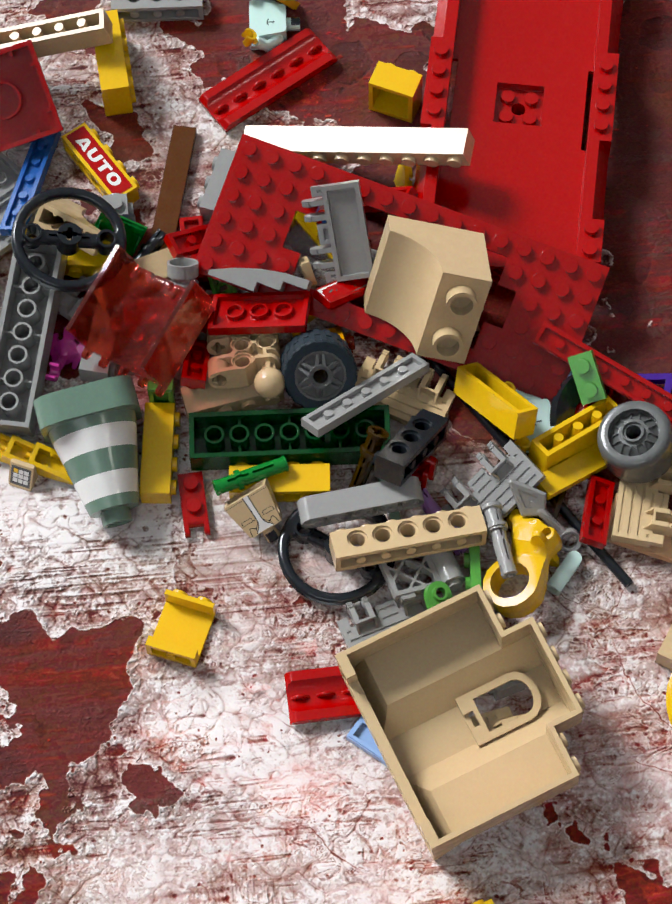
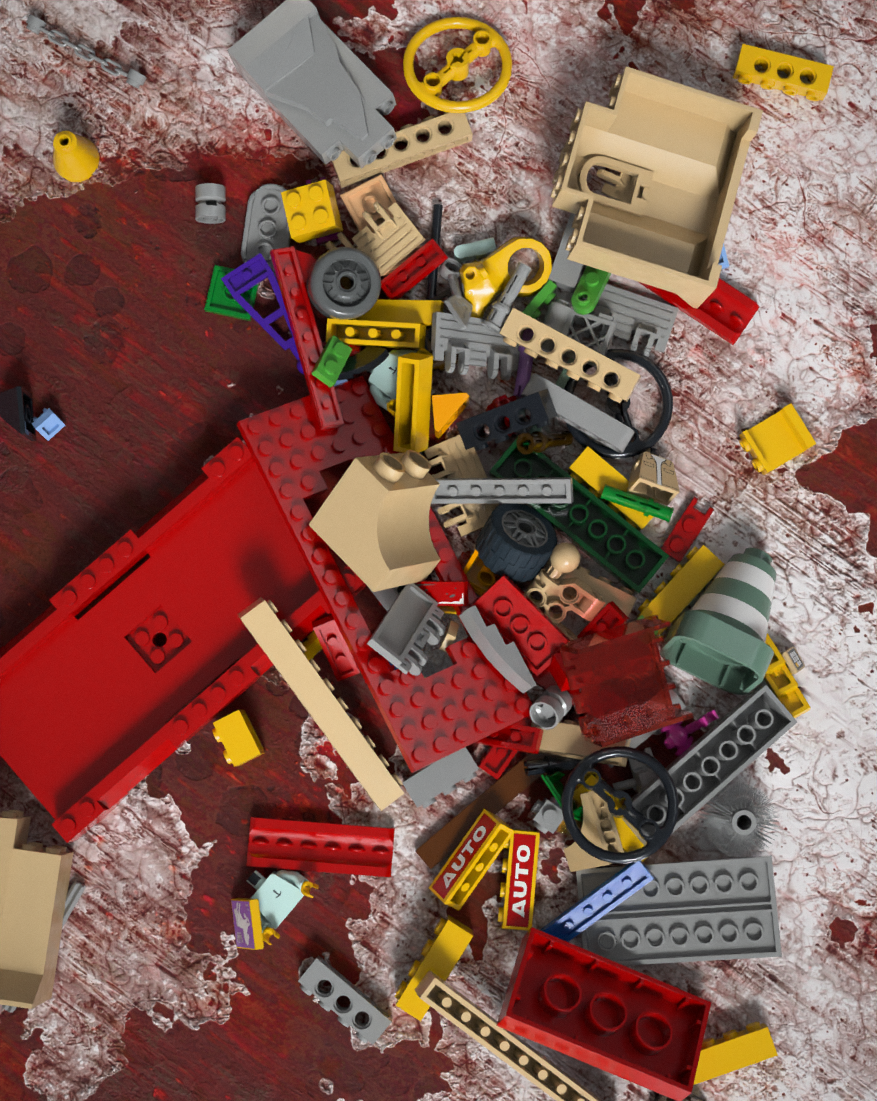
camera: 135 degrees left, 20 degrees up
(148, 147) = (471, 859): none -> yellow brick
(468, 424) = (447, 409): none -> light orange slope

